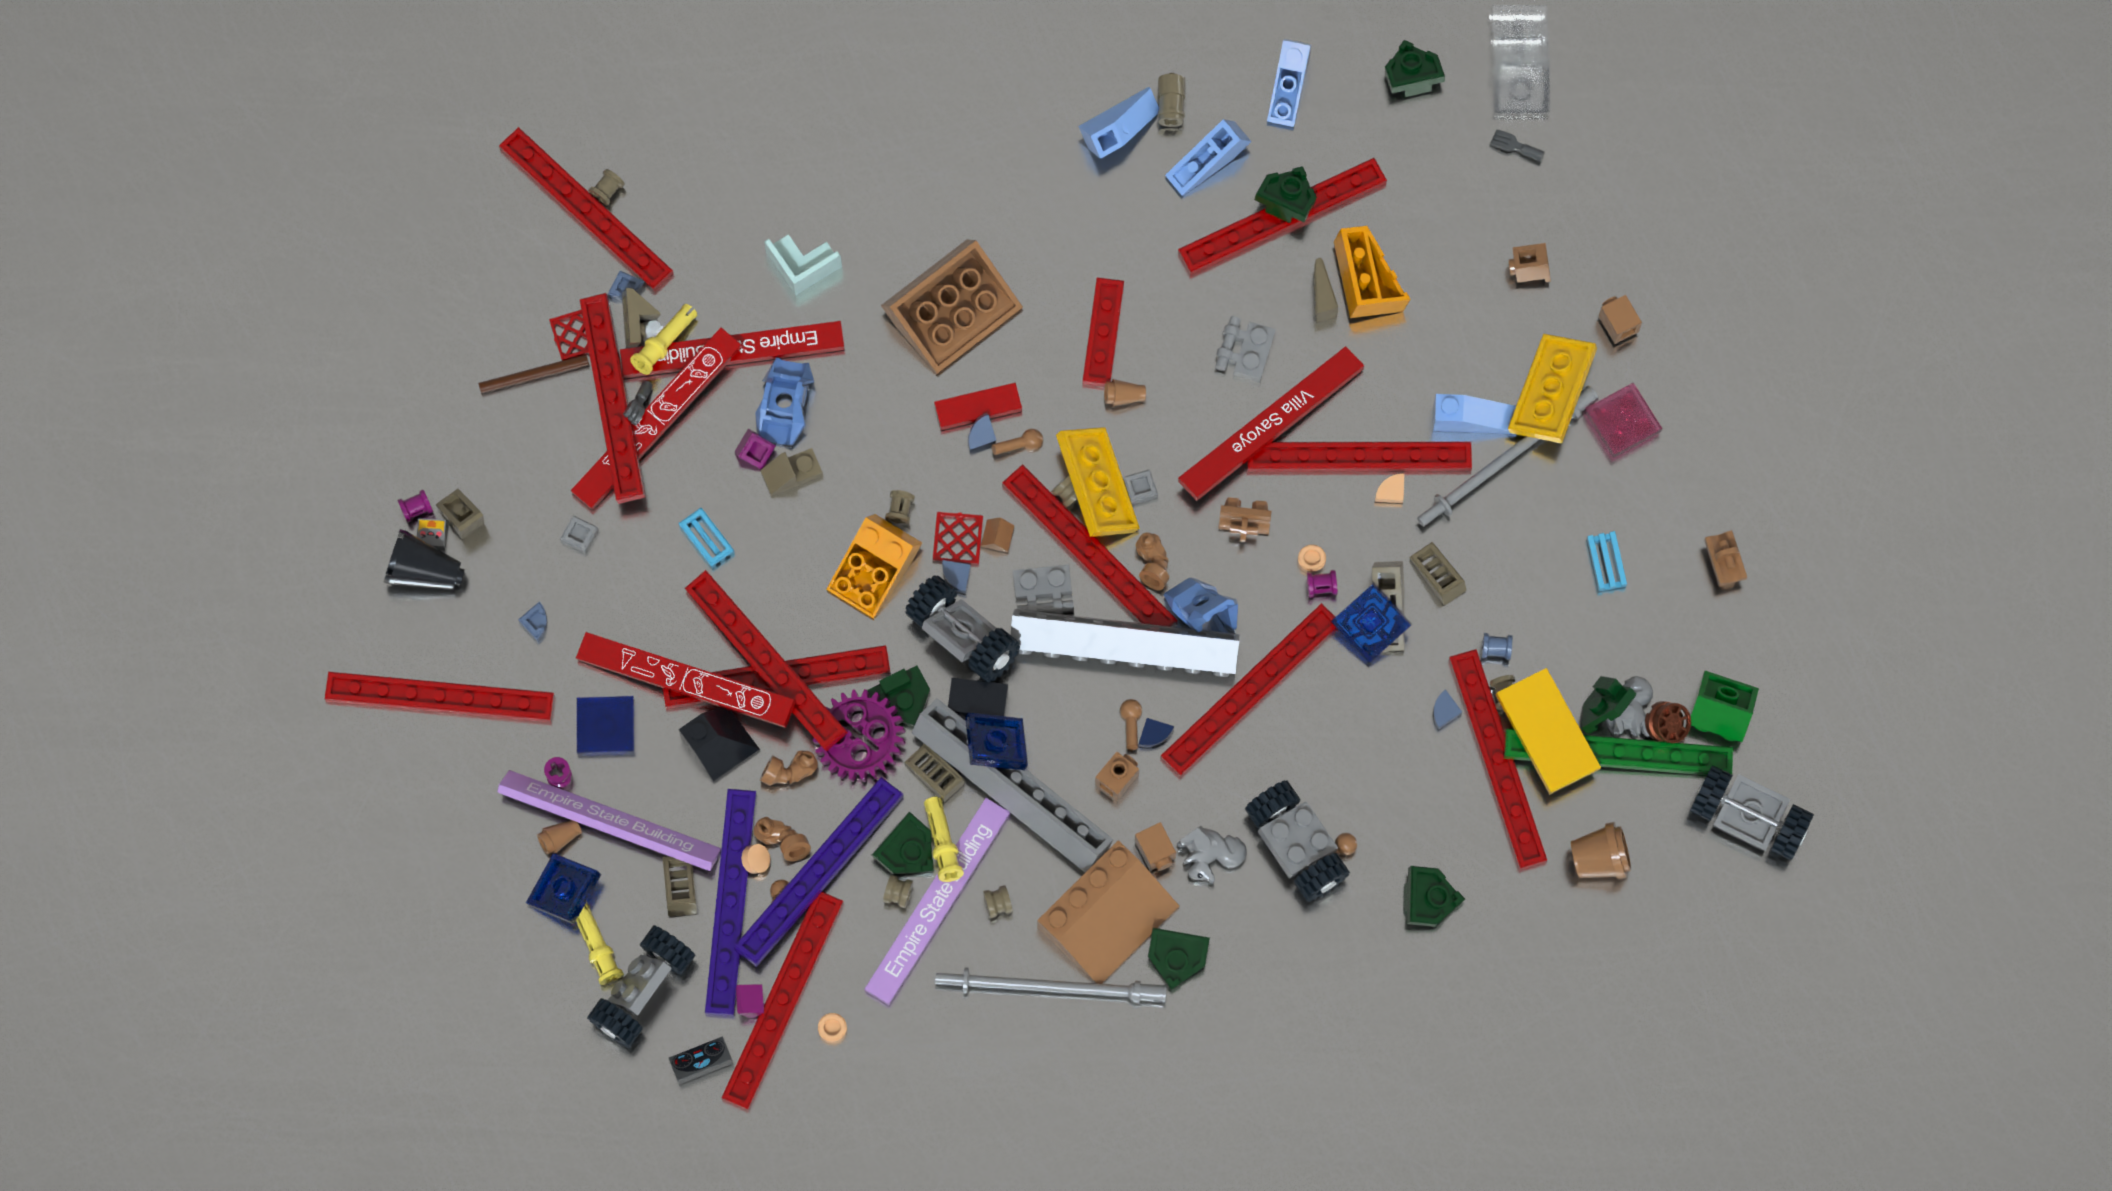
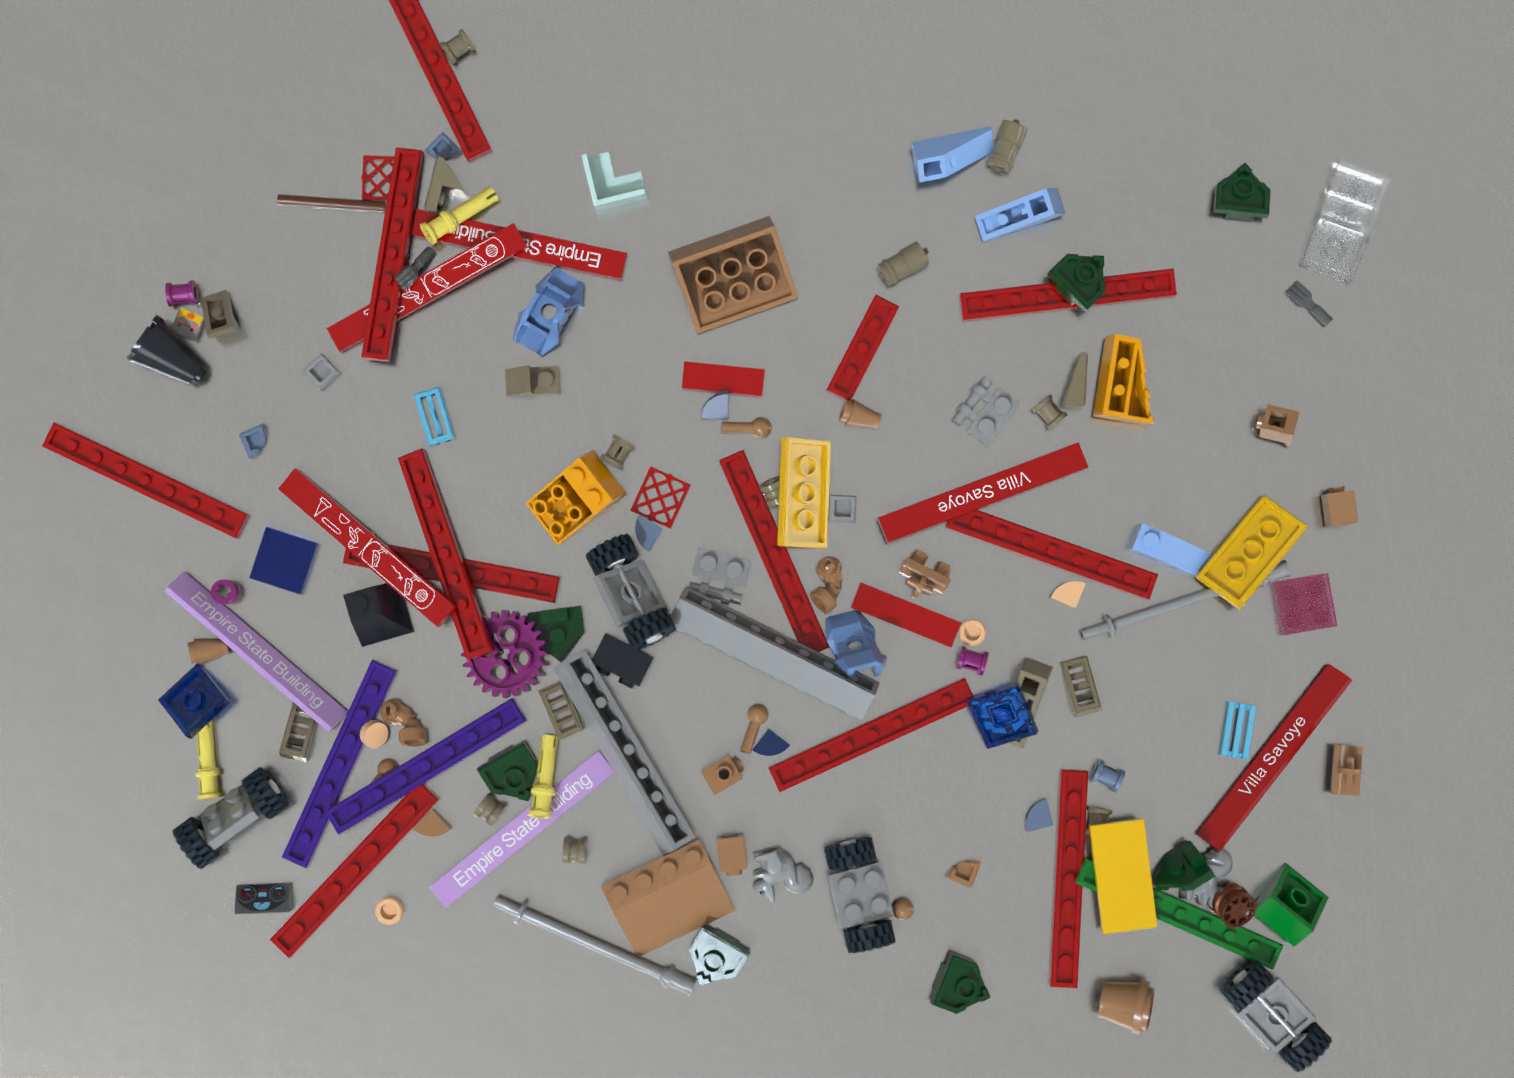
camera: 20 degrees right, 15 degrees up
(750, 1000) = (323, 863): magenta slope -> none
(754, 449) = (506, 348): magenta slope -> none
(801, 766) = (444, 662): medium nougat arm -> none
(845, 929) = (431, 825): none -> medium nougat tile
(996, 741) = (622, 709): clear blue tile -> none
(997, 535) = (697, 508): medium nougat slope -> none
(1113, 239) = (906, 262): none -> dark tan piece
(1240, 565) = (906, 614): none -> red tile
(1289, 82) = (1123, 166): light blue slope -> none
(1306, 327) = (1049, 412): none -> dark tan bush
(1393, 789) = (964, 872): none -> medium nougat tile
(1651, 573) = (1274, 757): none -> red tile

